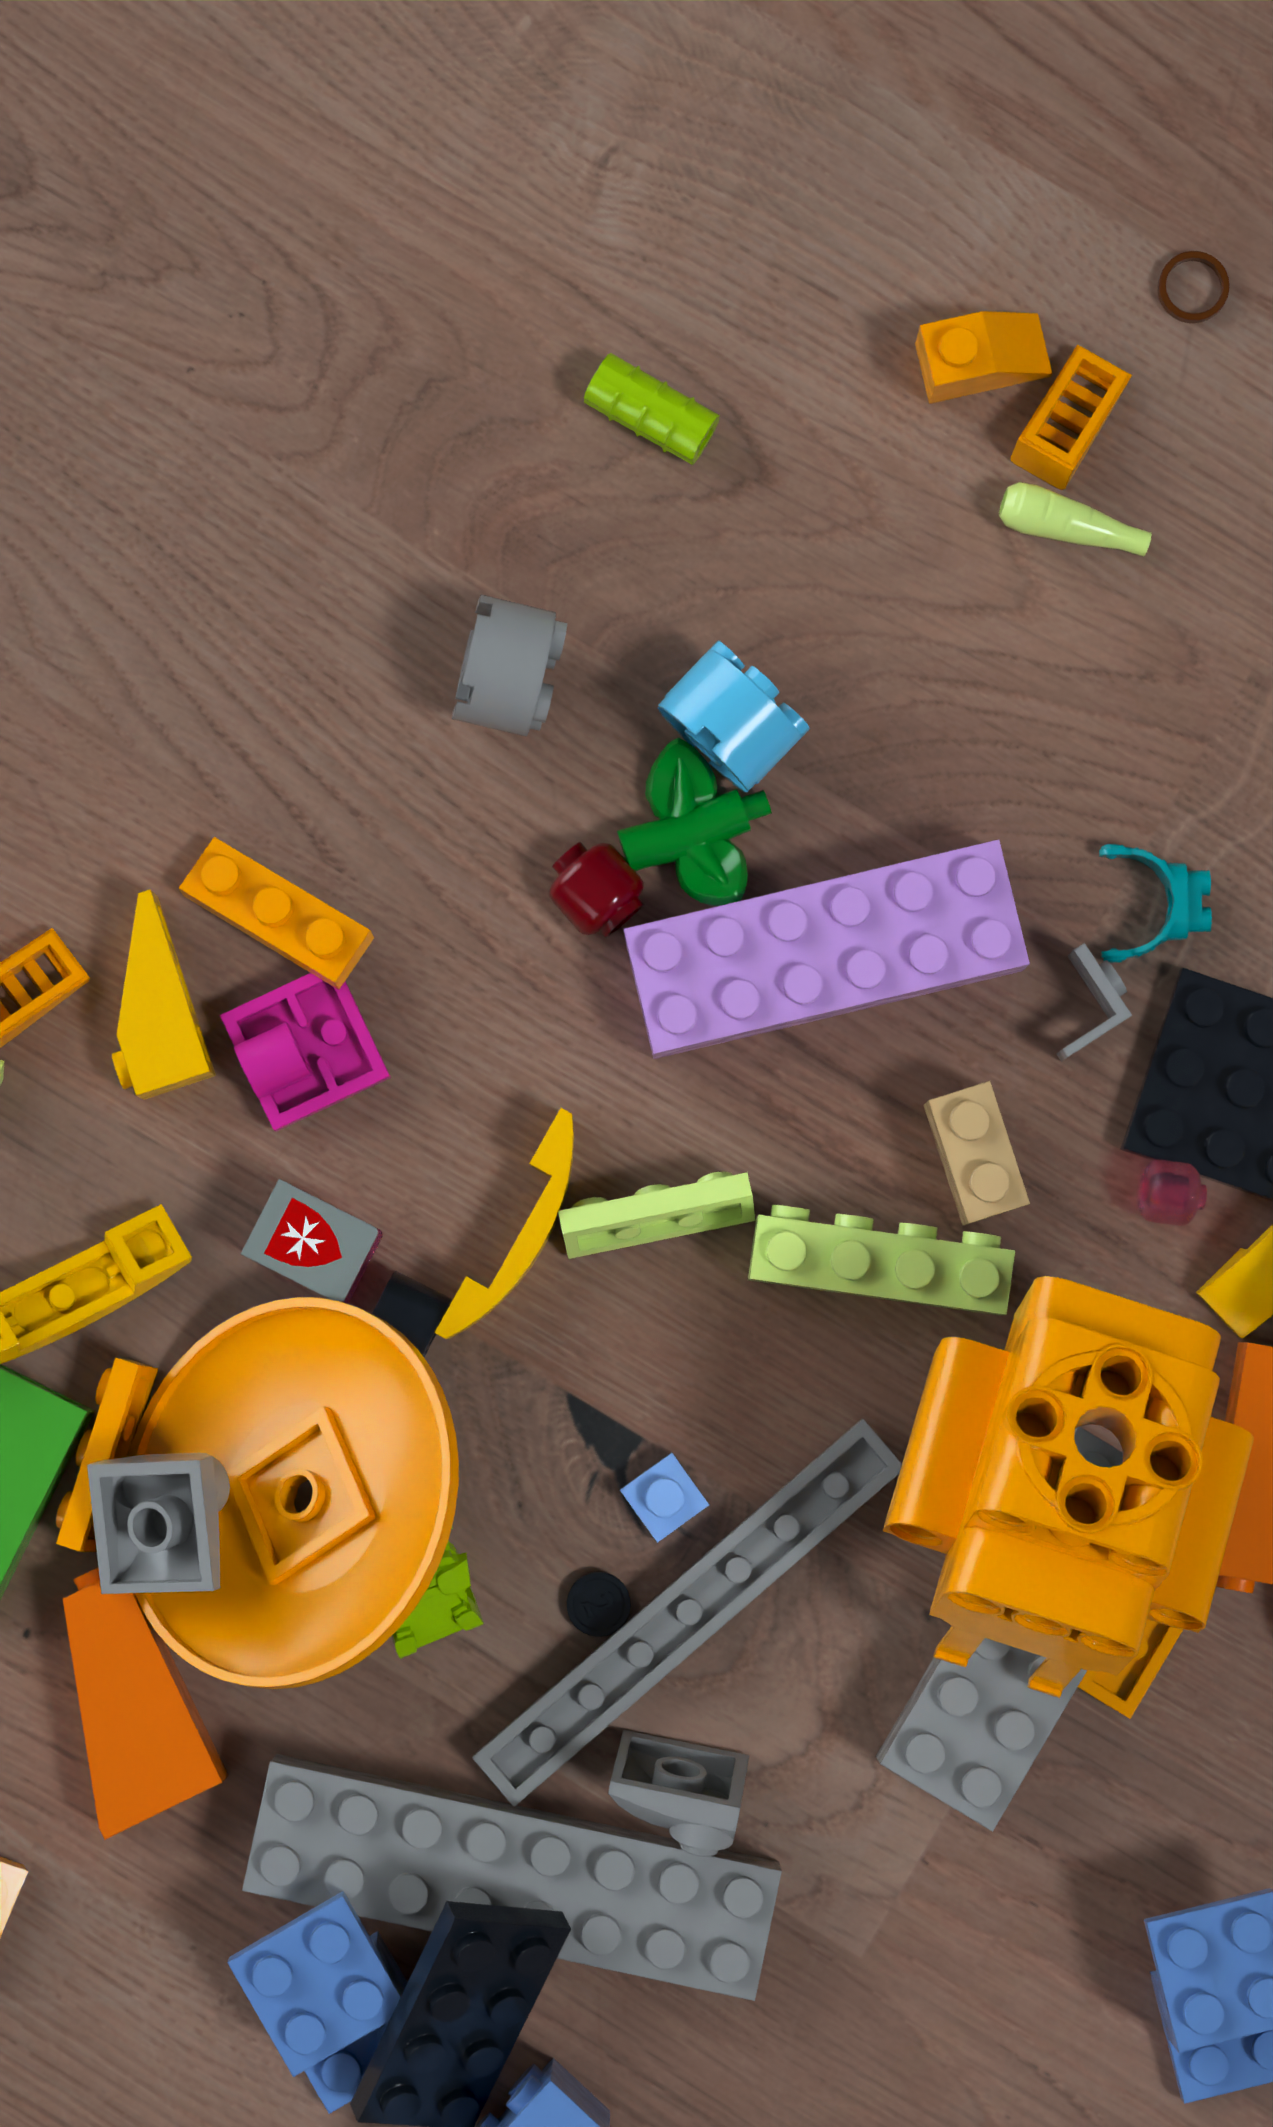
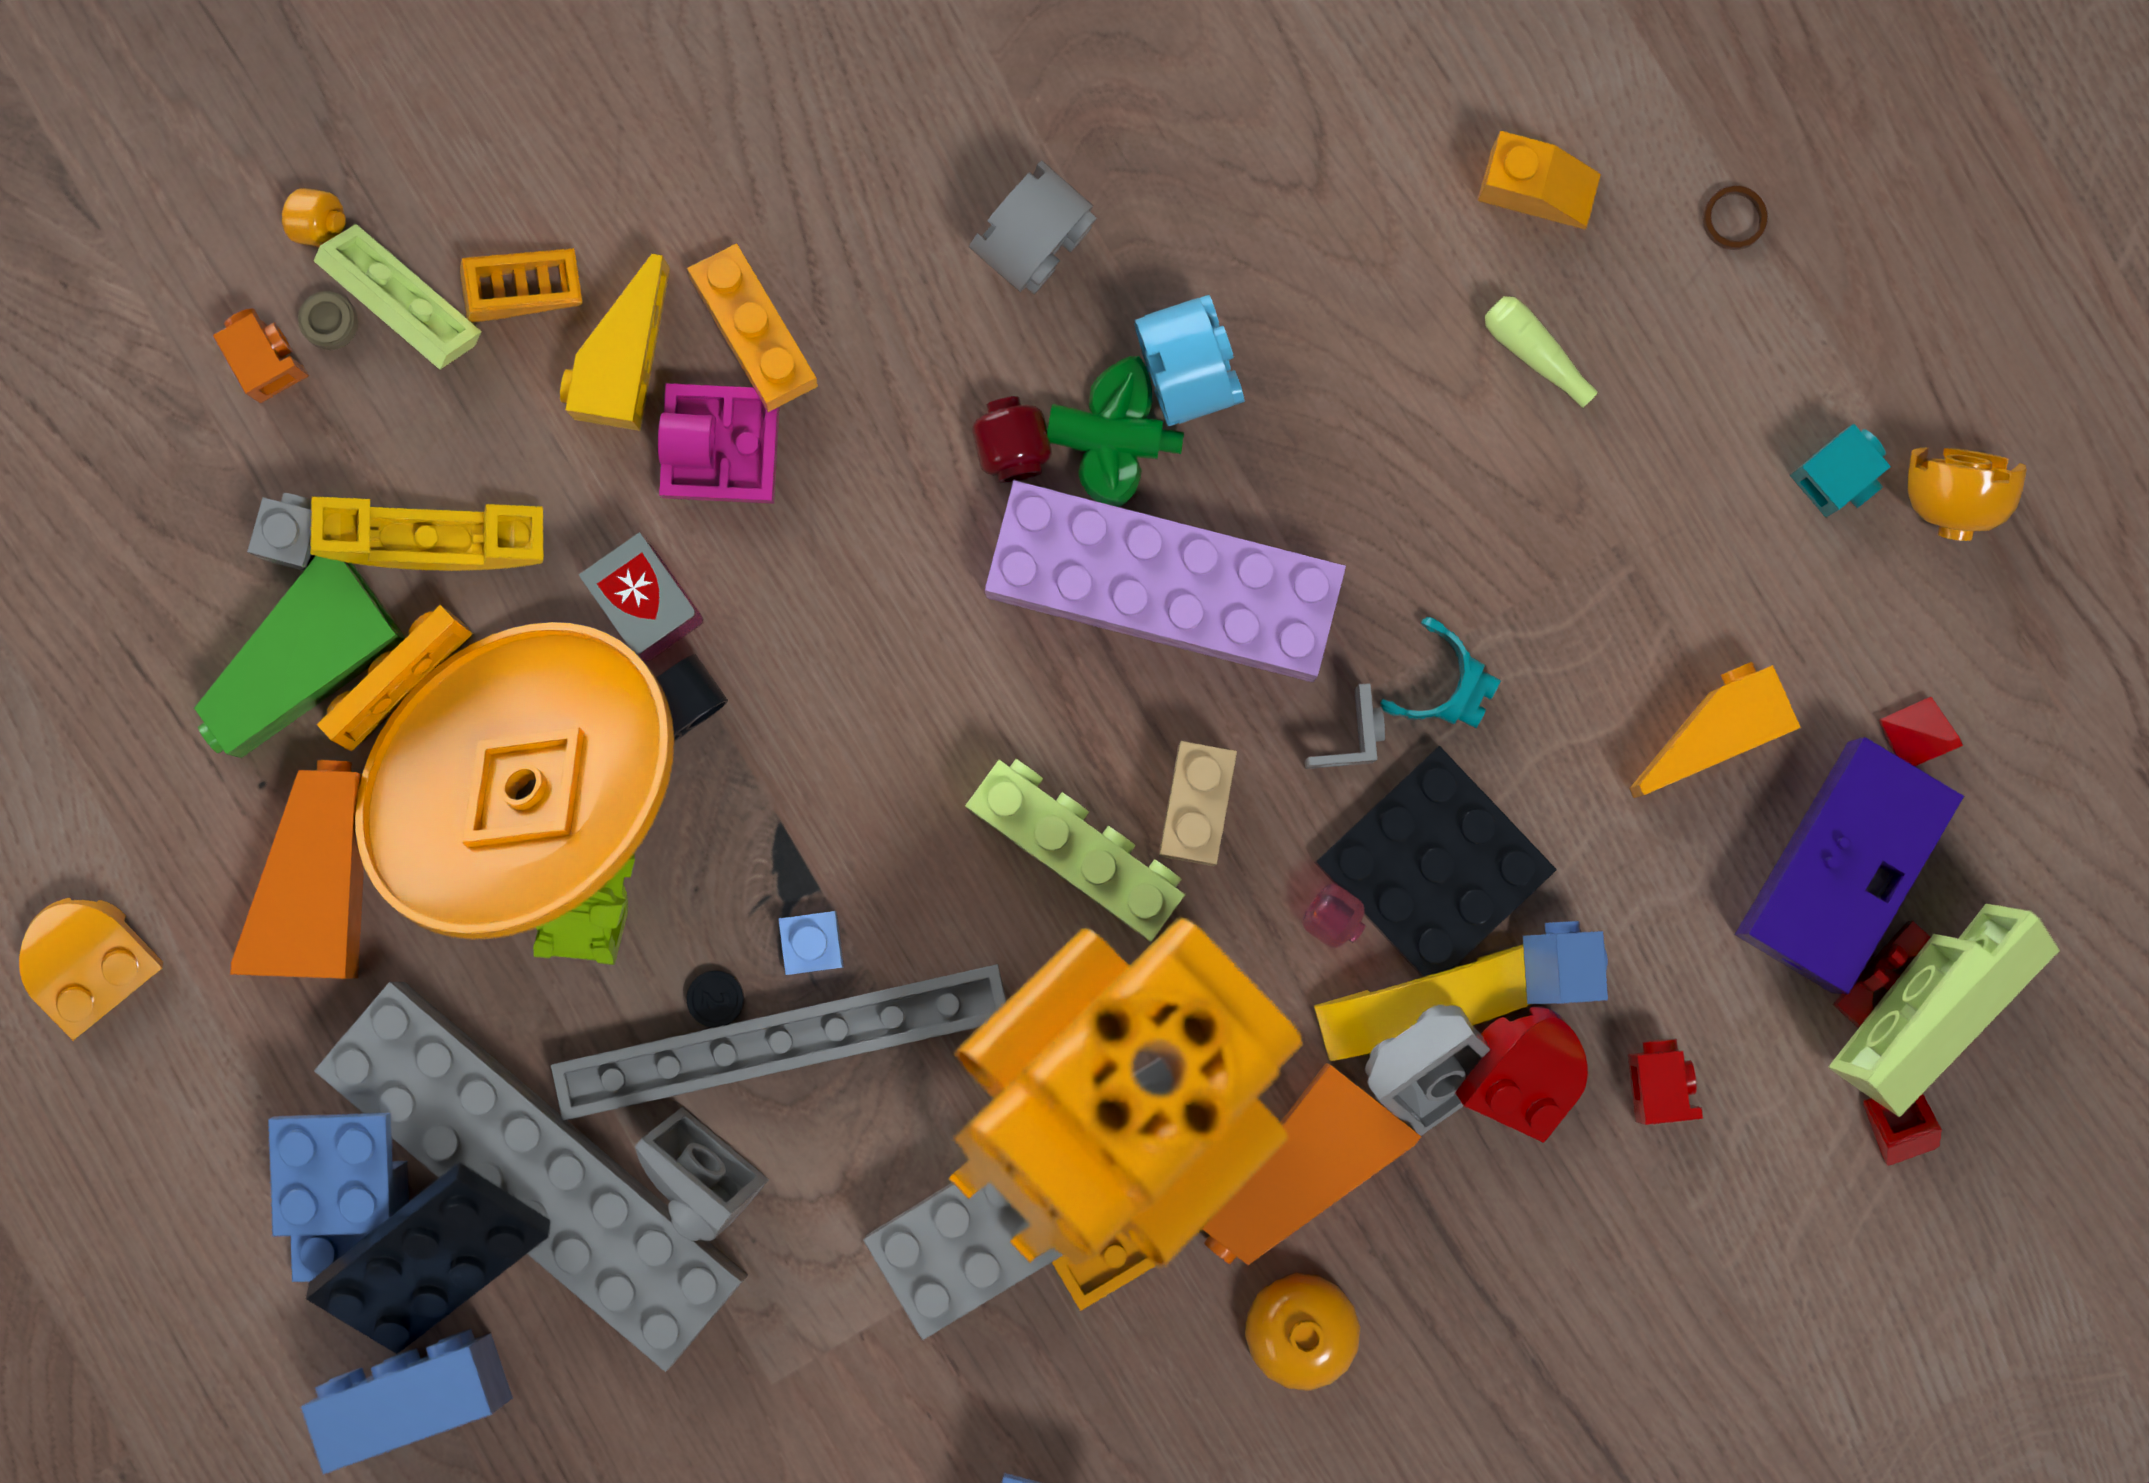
camera: 30 degrees right, 0 degrees up
(158, 1522) = (401, 748): light grey slope -> none
(555, 1160) = (745, 711): yellow slope -> none
(651, 408) = (1256, 88): lime axle -> none
(657, 1214) = (922, 718): yellowish green plate -> none
(1051, 452) = (1552, 287): light orange slope -> none

